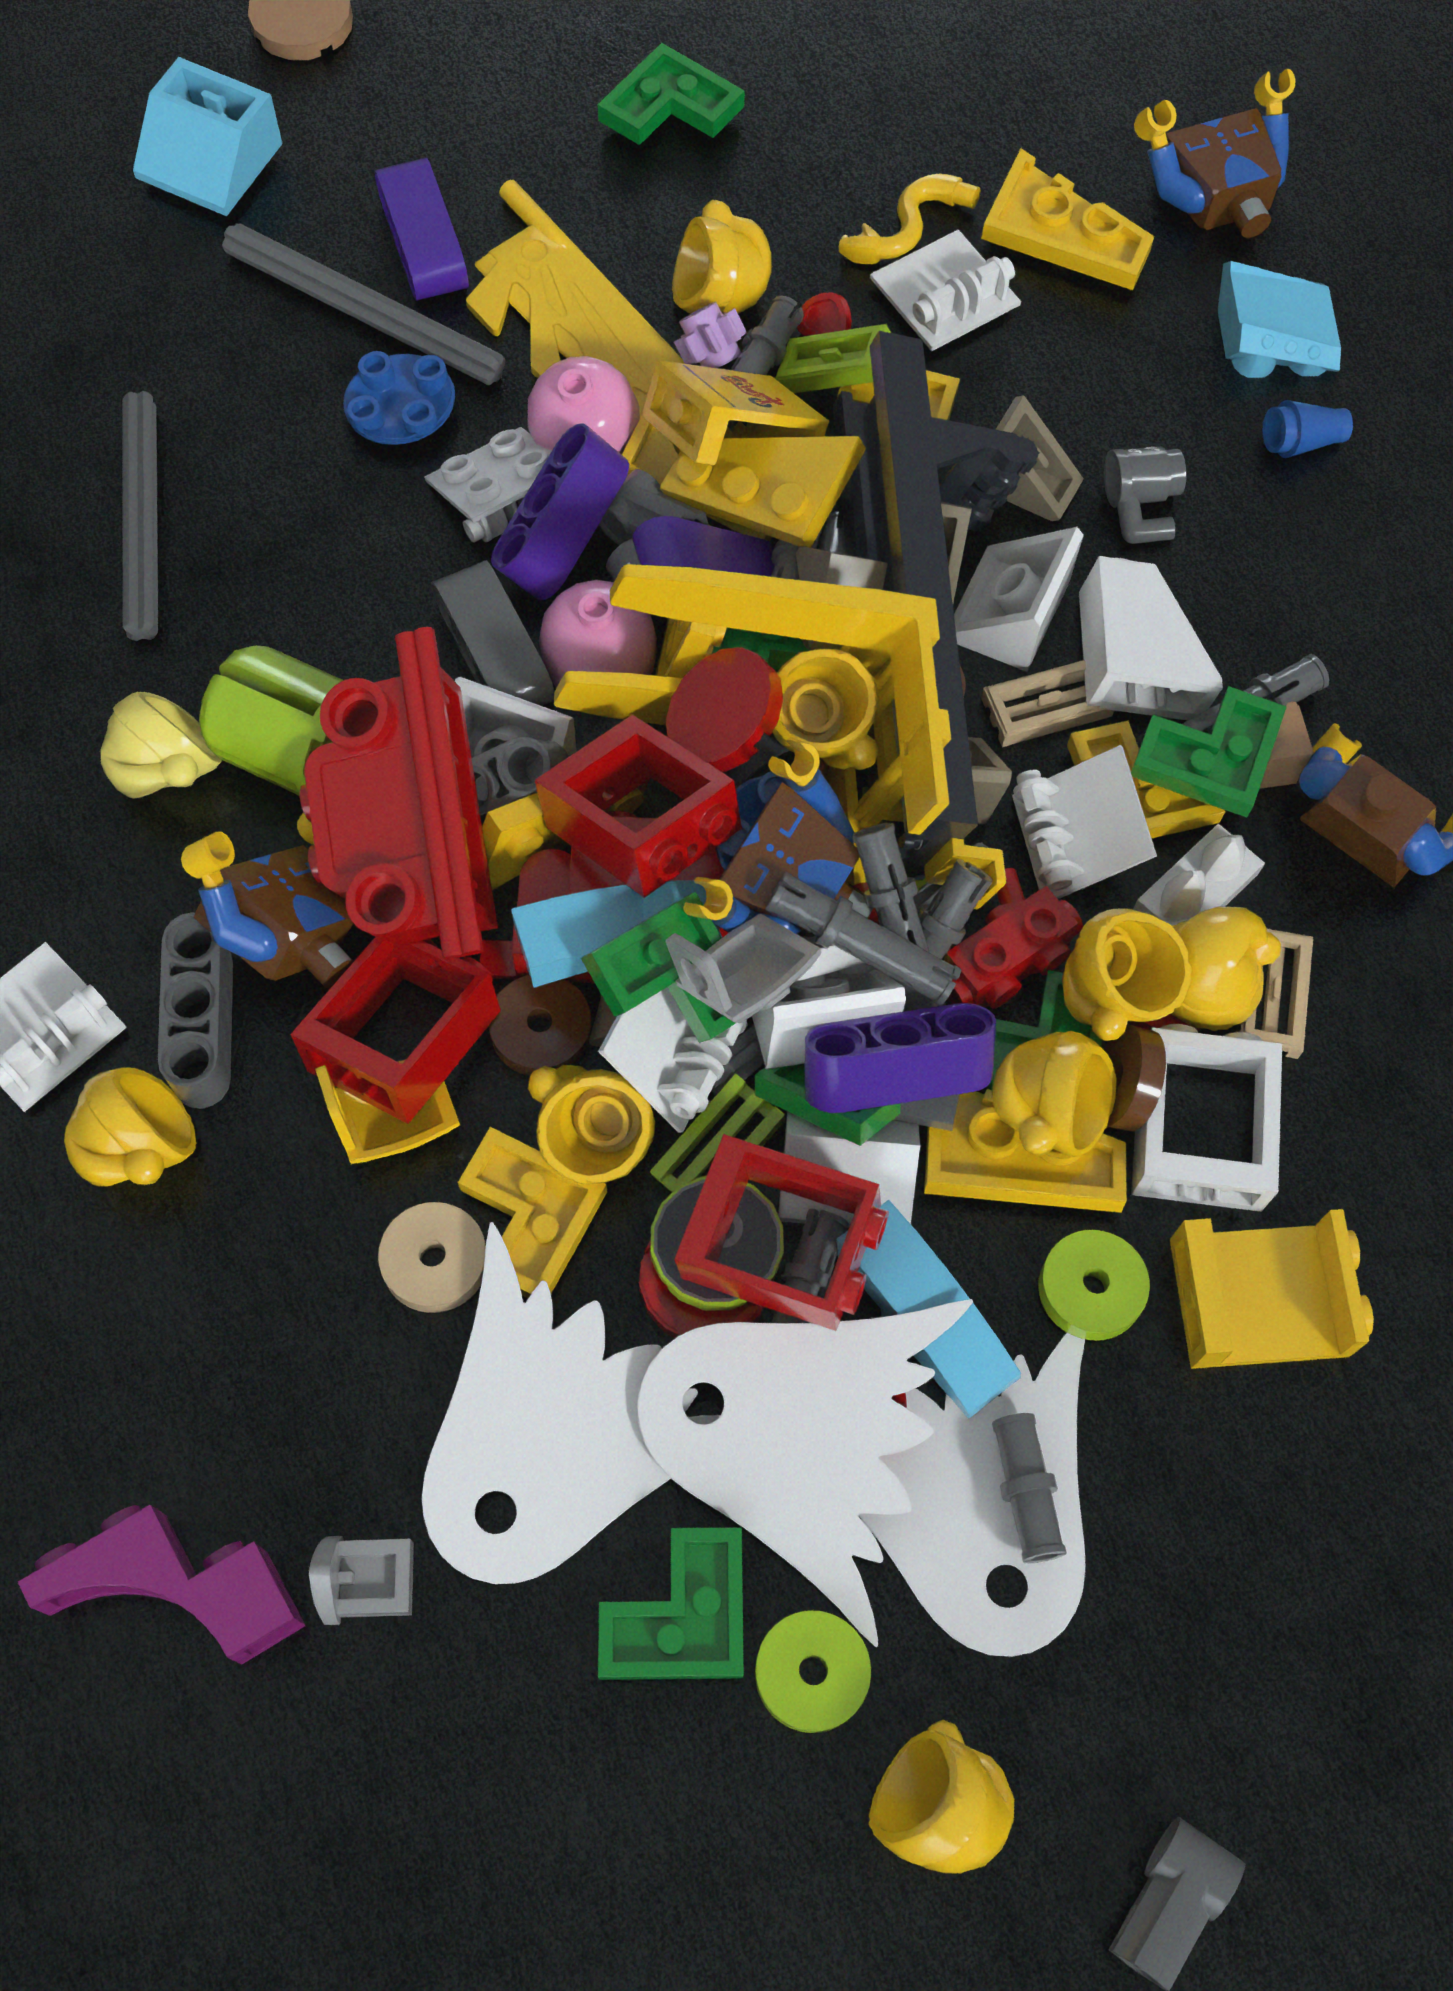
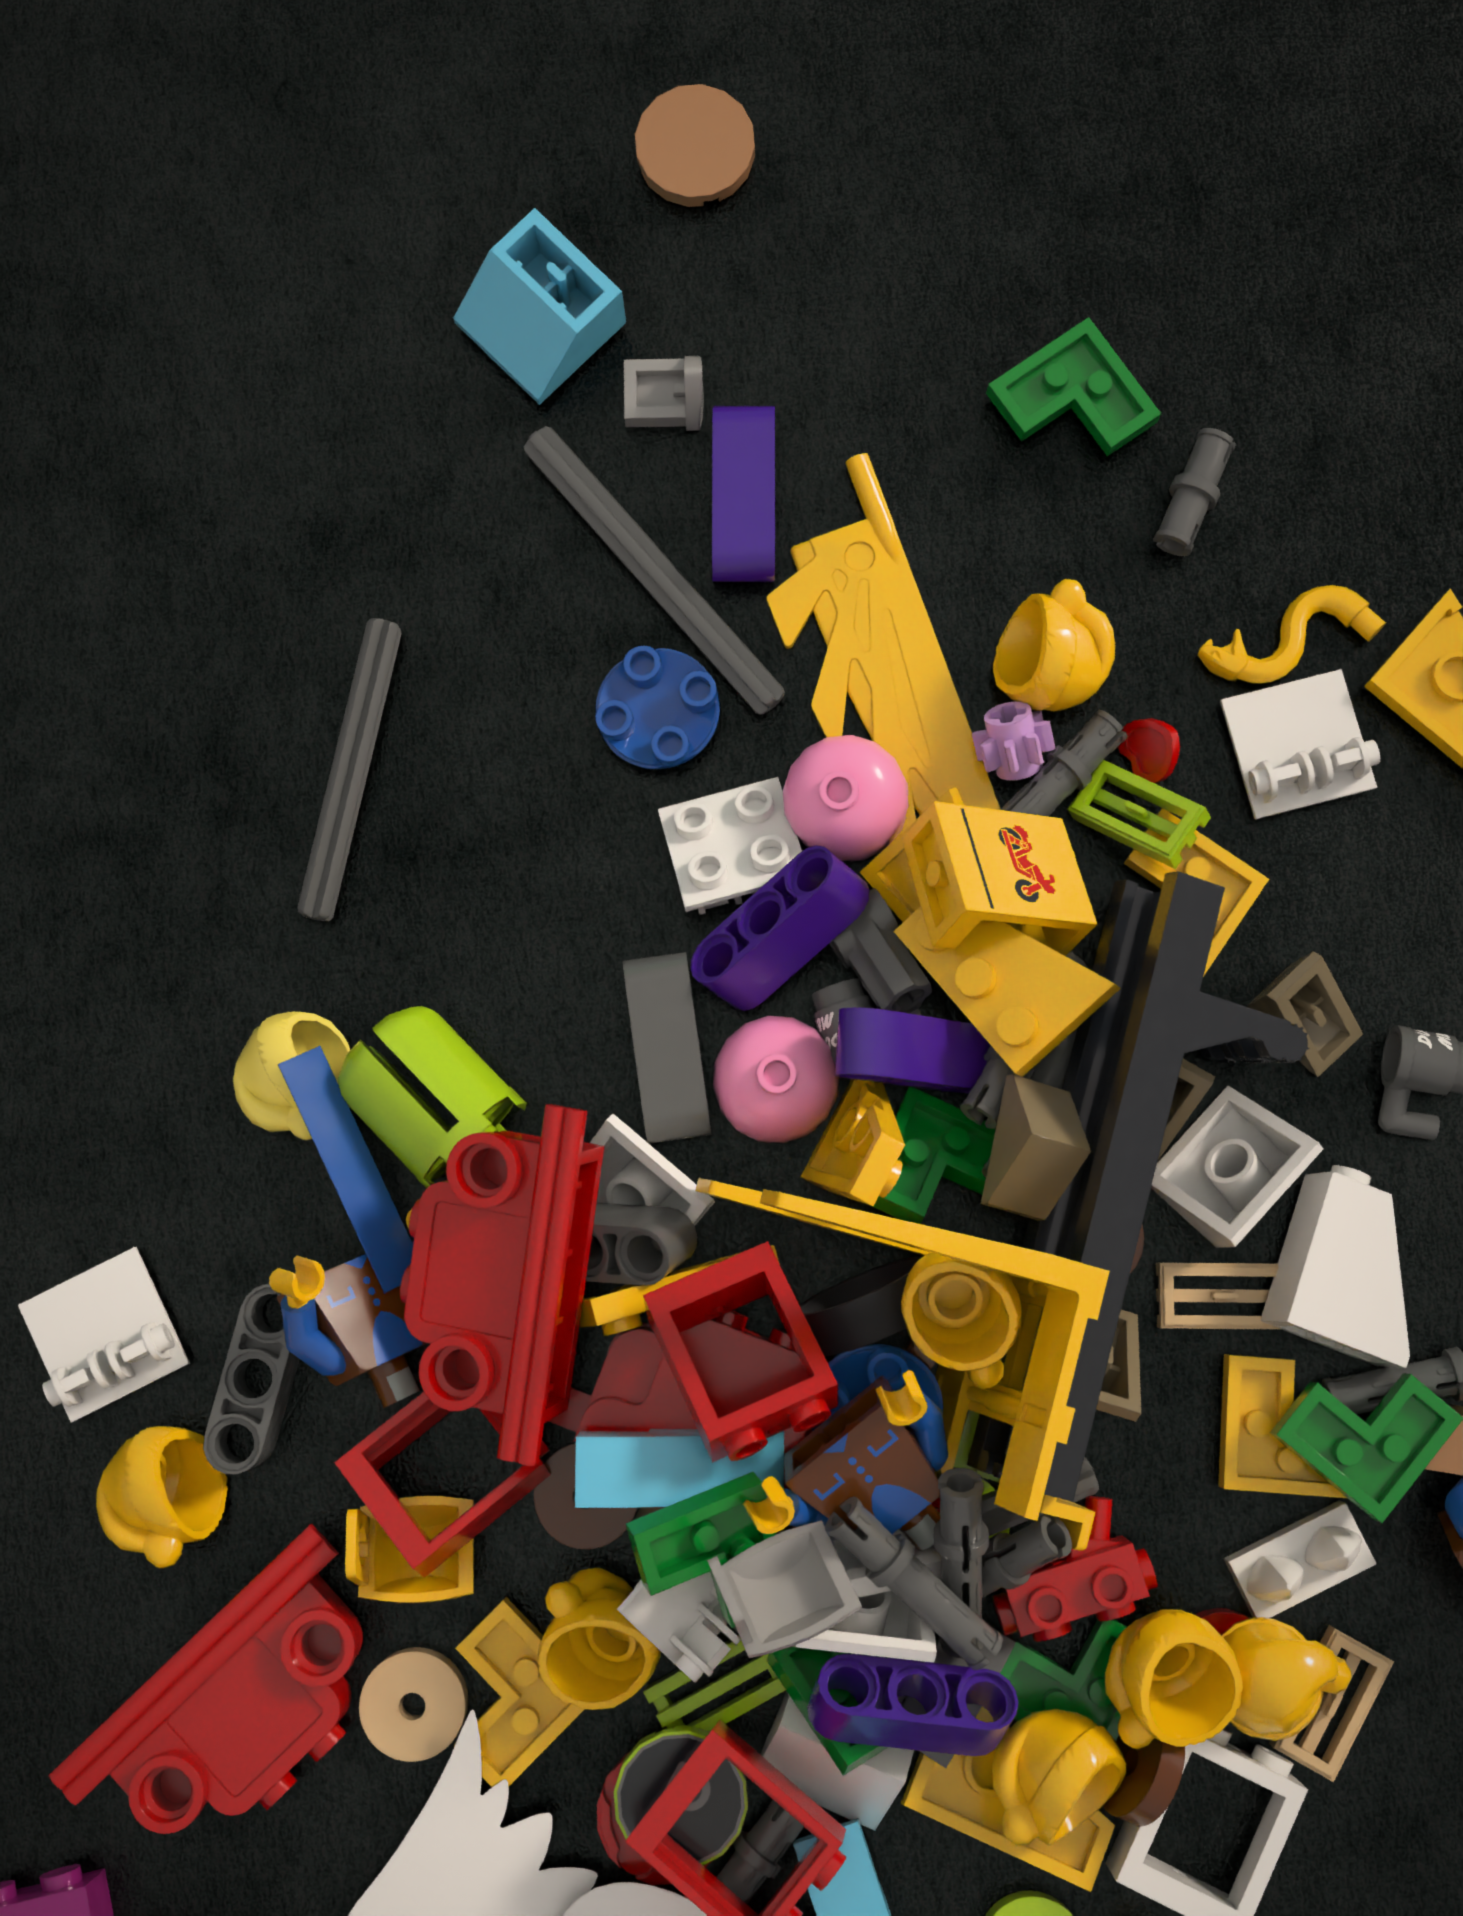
camera: 25 degrees right, 15 degrees up
(231, 786) = (349, 1165): none -> blue sticker
(253, 1294) = (232, 1702): none -> red brick
(331, 181) = (664, 393): none -> light grey tile
(725, 707) = (857, 1286): red tile -> none
(792, 140) = (1194, 492): none -> dark grey pin
(1082, 823) = (1202, 1468): white hinge -> none

